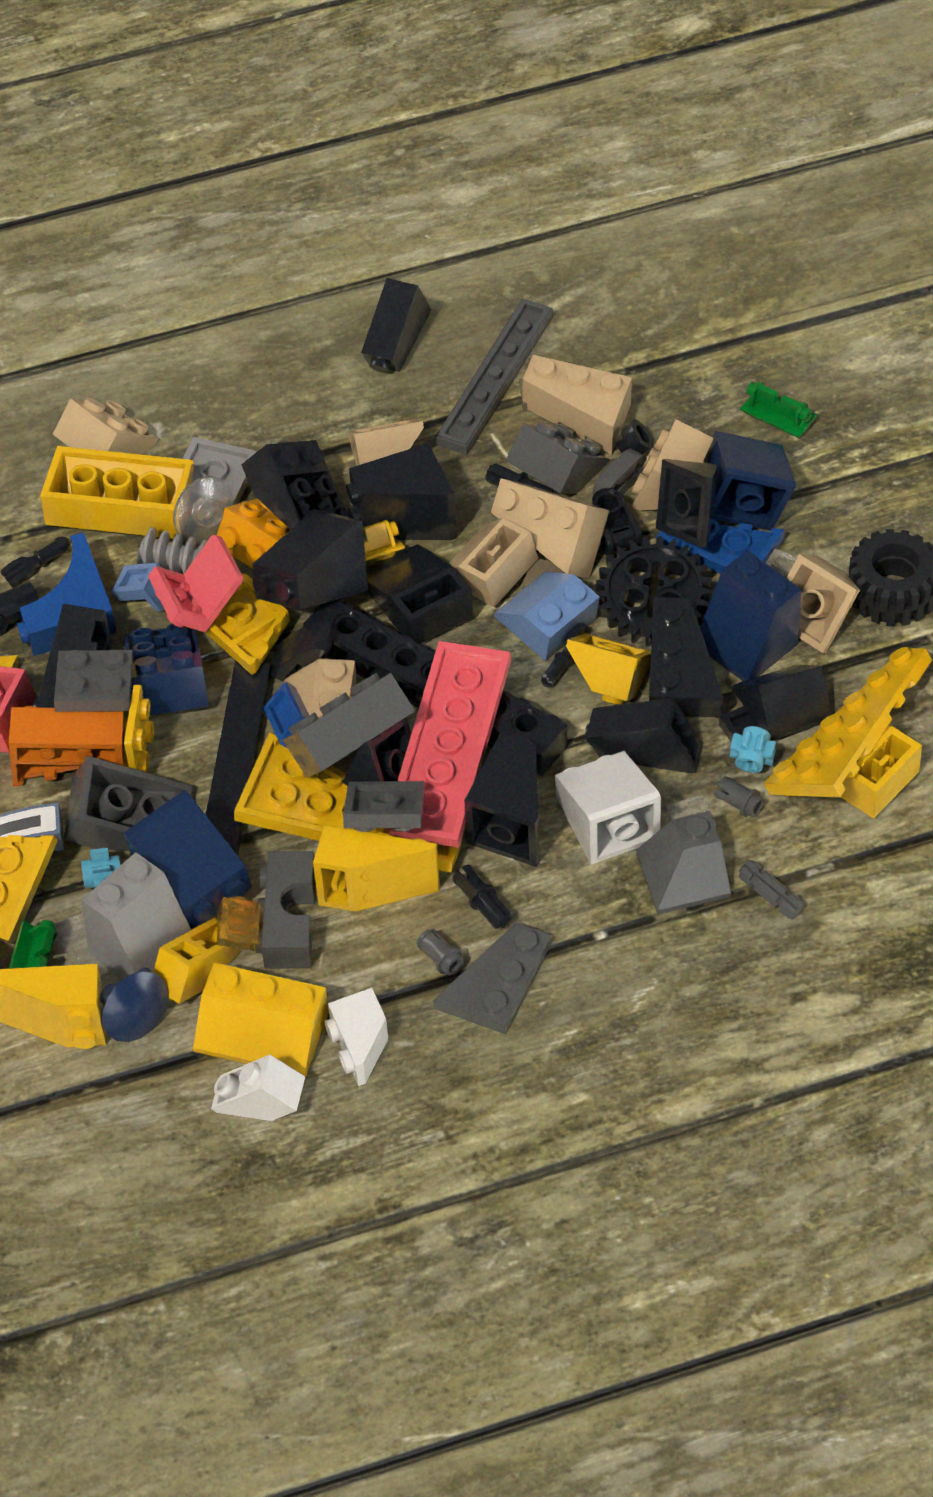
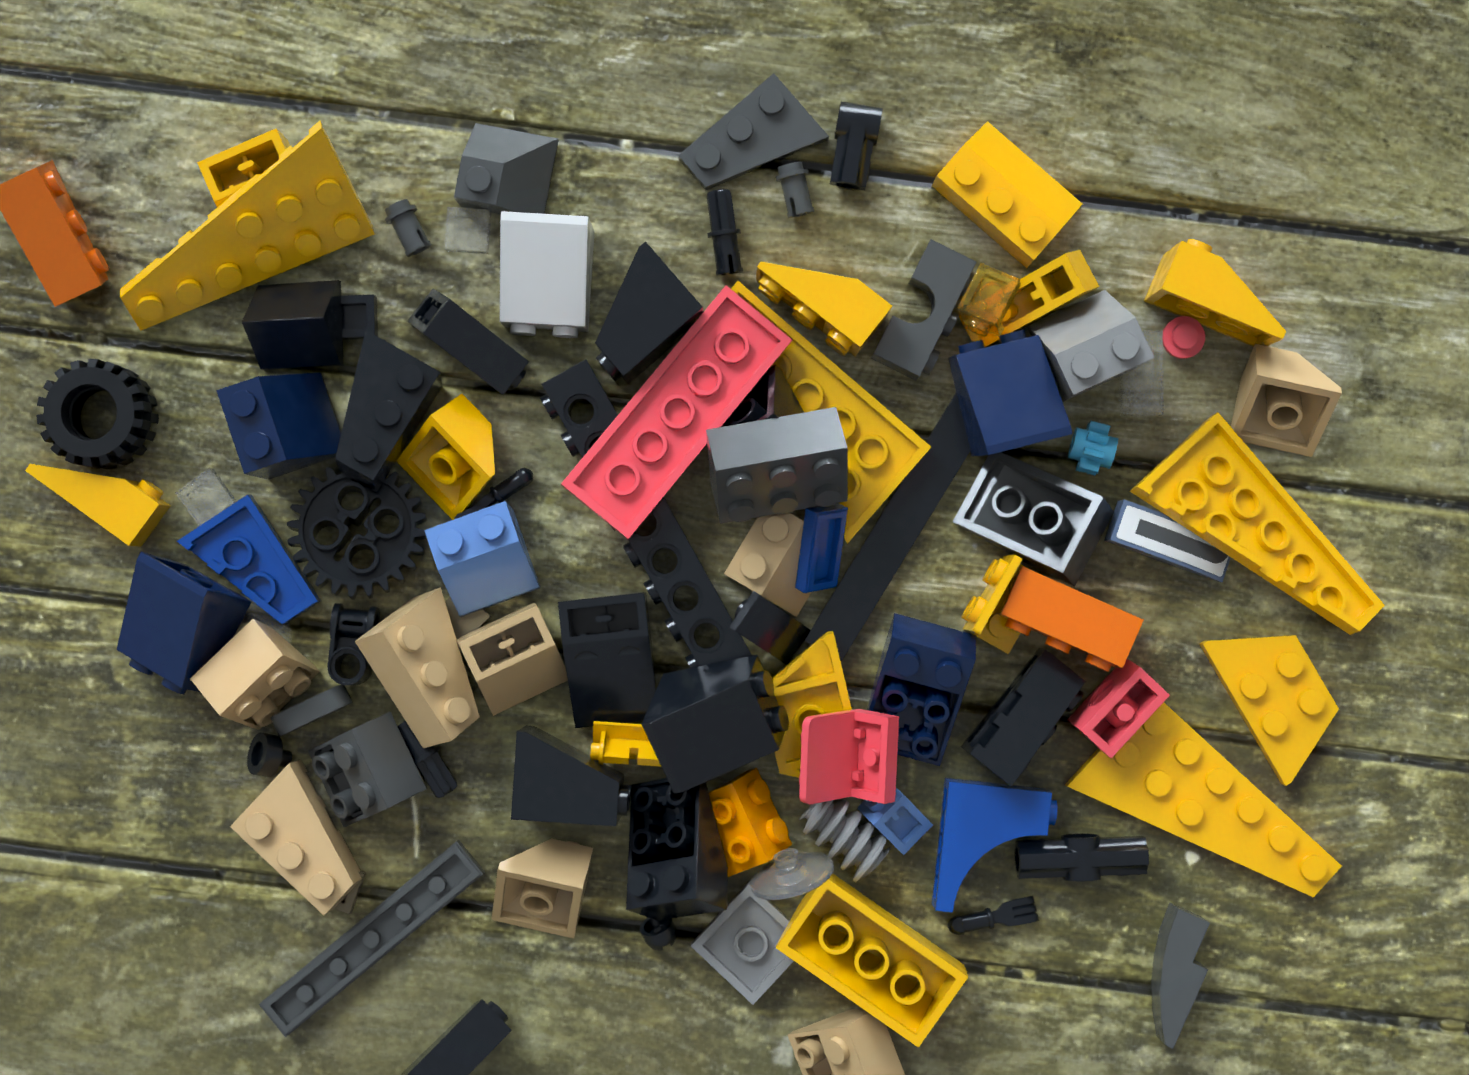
camera: 155 degrees left, 35 degrees up
(33, 945) = (1205, 378): green hinge -> none
(93, 680) = (1019, 663): dark grey plate -> none
(133, 1005) = (1130, 253): dark blue dish -> none
(259, 1090) = (1044, 111): white slope -> none
(360, 1030) = (916, 131): white slope -> none
(384, 805) = (787, 340): dark grey plate -> none
(409, 1008) = (855, 135): none -> black piece
(687, 500) = (264, 597): black slope -> none
(752, 749) = (365, 270): medium azure gear -> none
(771, 889) = (434, 105): dark grey axle -> none
(777, 411) = (89, 720): green hinge -> none
(825, 599) = (188, 428): tan slope -> none
(839, 530) = (119, 505): none -> yellow slope

